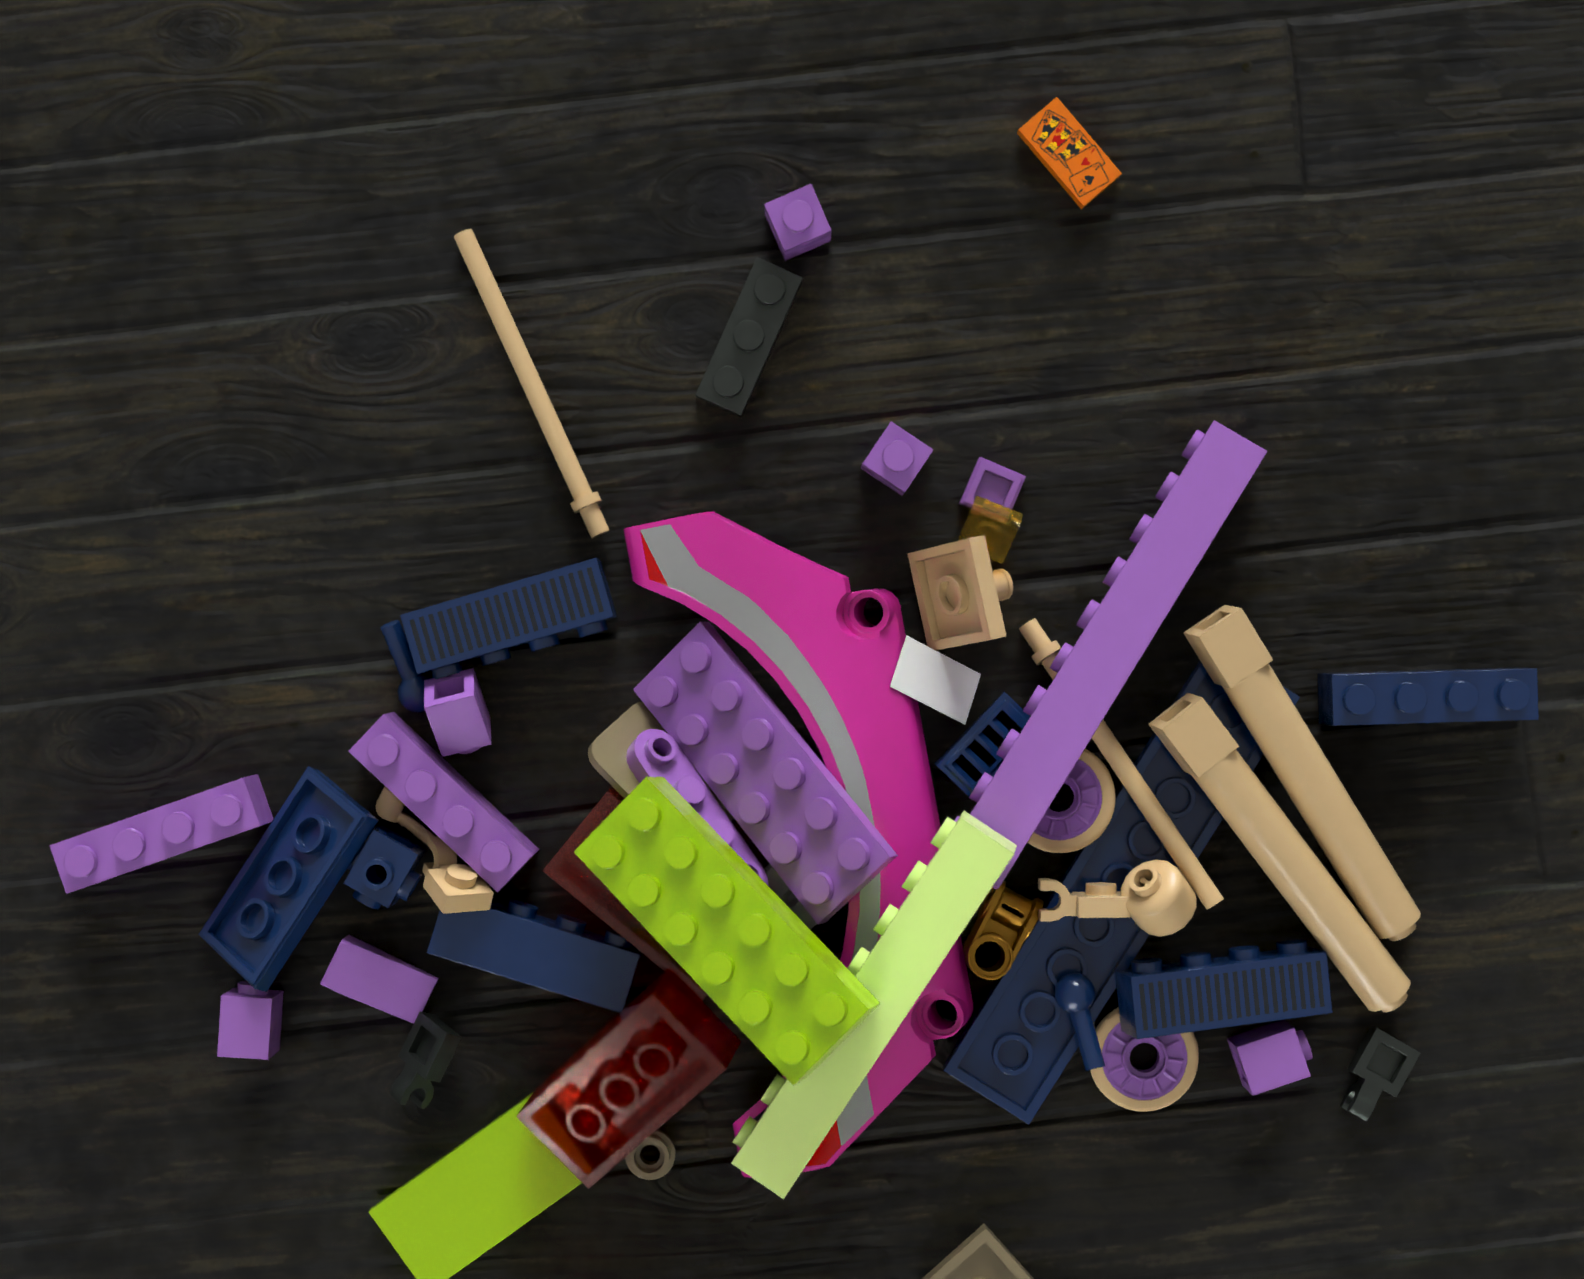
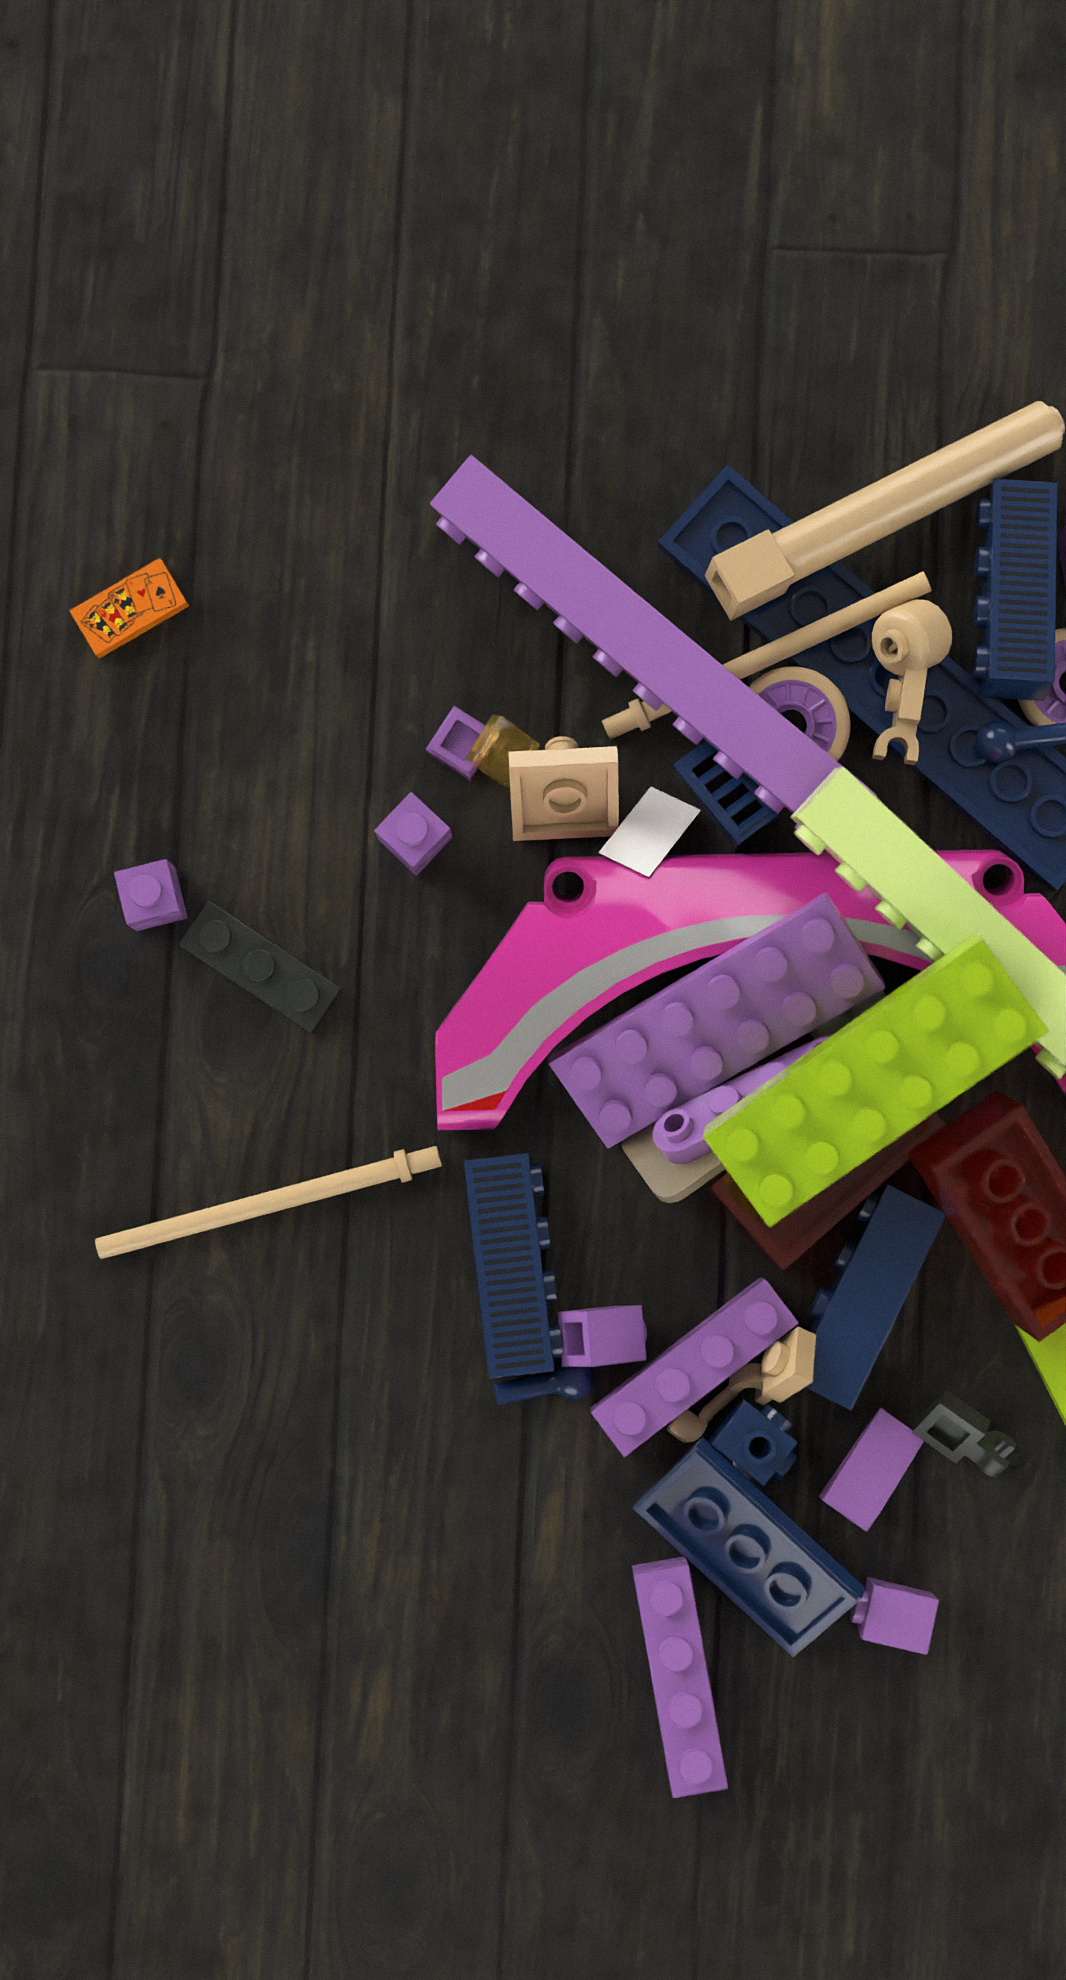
camera: 75 degrees left, 5 degrees down
(1001, 927) = (920, 803): pearl gold piece -> none
(1241, 665) = (683, 516): tan brick -> none
(1428, 696) = (747, 337): dark blue brick -> none

